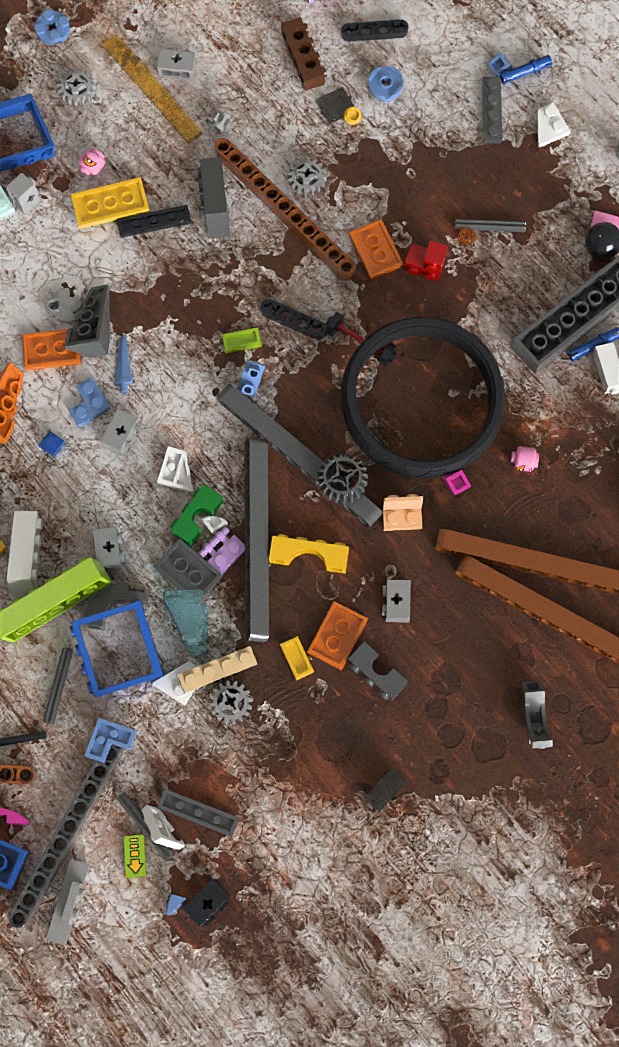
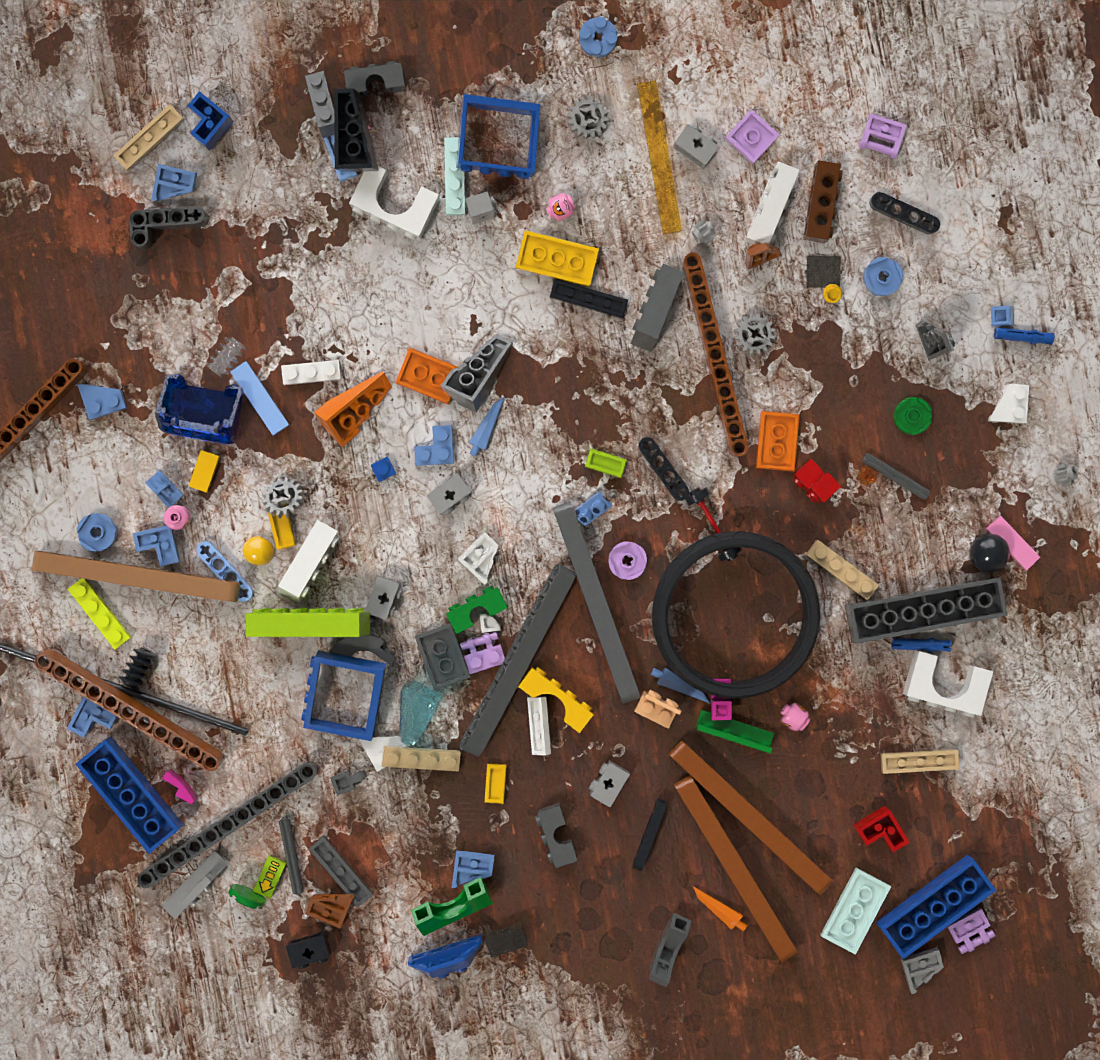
camera: 25 degrees right, 15 degrees up
(58, 685) = (278, 695): dark grey axle -> none
(66, 305) = (464, 341): light grey plate -> none
(107, 734) = (296, 768): medium blue plate -> none
(127, 881) = (246, 896): none -> green tile
(159, 729) = (345, 781): none -> dark grey plate
(160, 828) = (302, 868): white wing -> none
(174, 903) = (284, 934): medium blue slope -> none
(206, 852) = (330, 908): none -> dark orange wing
(218, 36) = (752, 136): none -> lavender plate
(223, 707) = (426, 792): light grey gear -> none
(264, 73) = (772, 204): none -> white wedge
(276, 114) = (761, 253): none -> dark orange wing
(304, 397) = (637, 565): none -> lavender plate
(307, 584) = (539, 726): none -> white plate
(316, 744) = (471, 866): none -> medium blue wing
(333, 769) = (433, 916): none -> green arch
(337, 635) = (541, 783): orange tile -> none
(341, 839) = (447, 958): none -> blue wedge
(347, 493) = (638, 654): dark grey gear -> none
(407, 486) = (673, 681): none -> medium blue bar
(456, 102) = (934, 340): none -> dark grey wedge
(459, 627) = (649, 834): none -> black beam
(475, 173) = (912, 415): none -> green tile
(481, 498) = (735, 731): none -> green fence
(491, 320) = (842, 570): none -> tan plate
(492, 110) = (967, 359): dark grey plate -> none
(568, 661) = (725, 913): none -> orange bar

